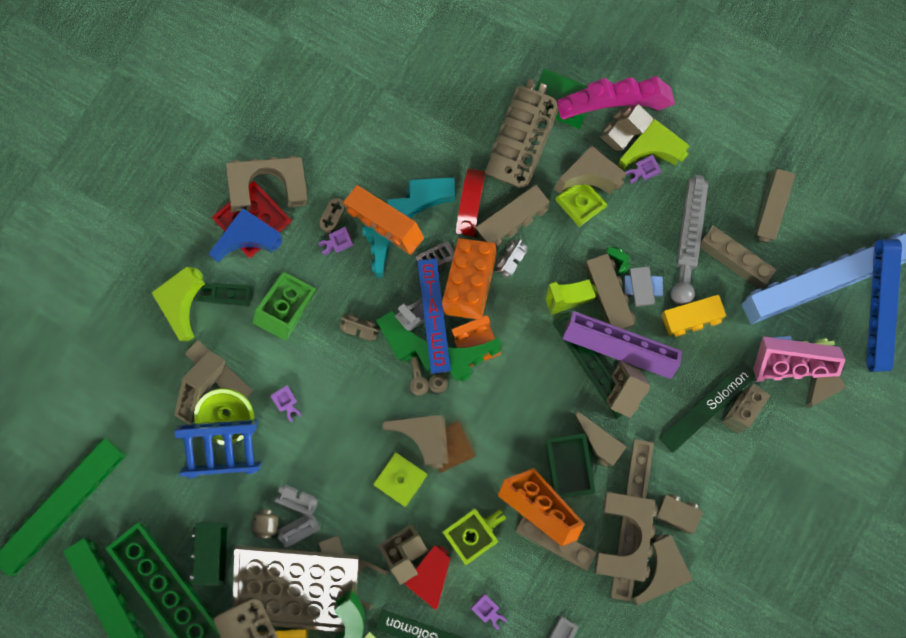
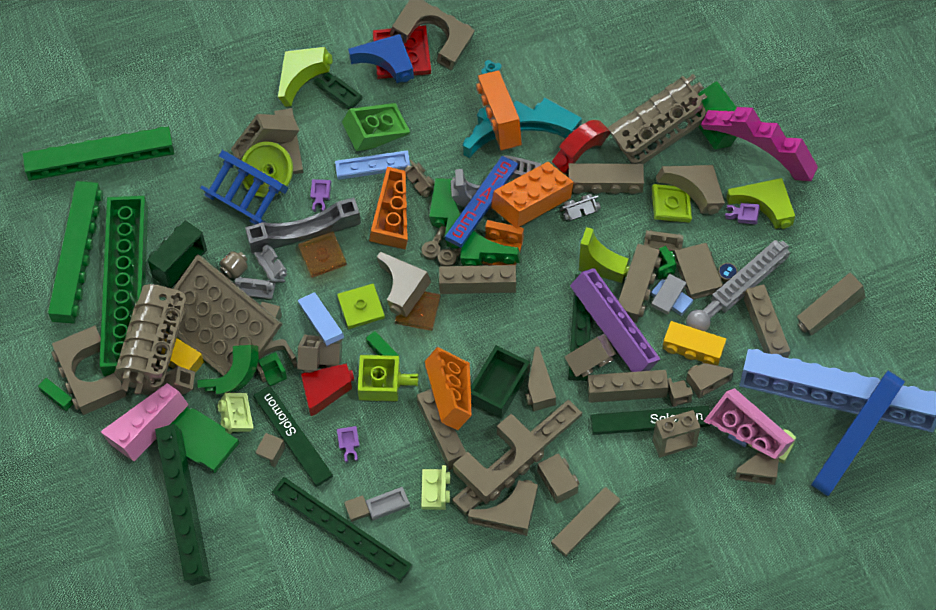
camera: 40 degrees right, 15 degrees down
(285, 462) = (337, 217): none -> flat silver arch
(308, 342) = (371, 164): none -> light blue tile
(328, 213) = (465, 87): dark tan beam -> none
(332, 457) = (322, 254): none -> clear orange plate
(339, 241) = (455, 109): medium lavender plate -> none
(345, 185) = (488, 64): none -> teal plate
(363, 380) = (390, 216): none -> orange wedge
(374, 594) = (273, 369): none -> green panel
(381, 521) = (320, 319): none -> light blue tile
(449, 505) = (379, 345): none -> green piece
(480, 386) = (477, 279): none -> dark tan brick
(588, 597) = (434, 488): none -> yellowish green bracket
(600, 240) = (659, 239): none -> dark tan hinge
(625, 124) = (757, 167): dark tan brick -> none
(647, 247) = (698, 270): none -> dark tan piece
(669, 232) = (727, 271): none -> dark blue tile
(671, 392) = (627, 386): none -> dark tan brick
(711, 366) = (679, 393): none -> dark tan panel
(725, 339) = (707, 378): none -> dark tan slope
(725, 533) = (585, 521): none -> dark tan tile

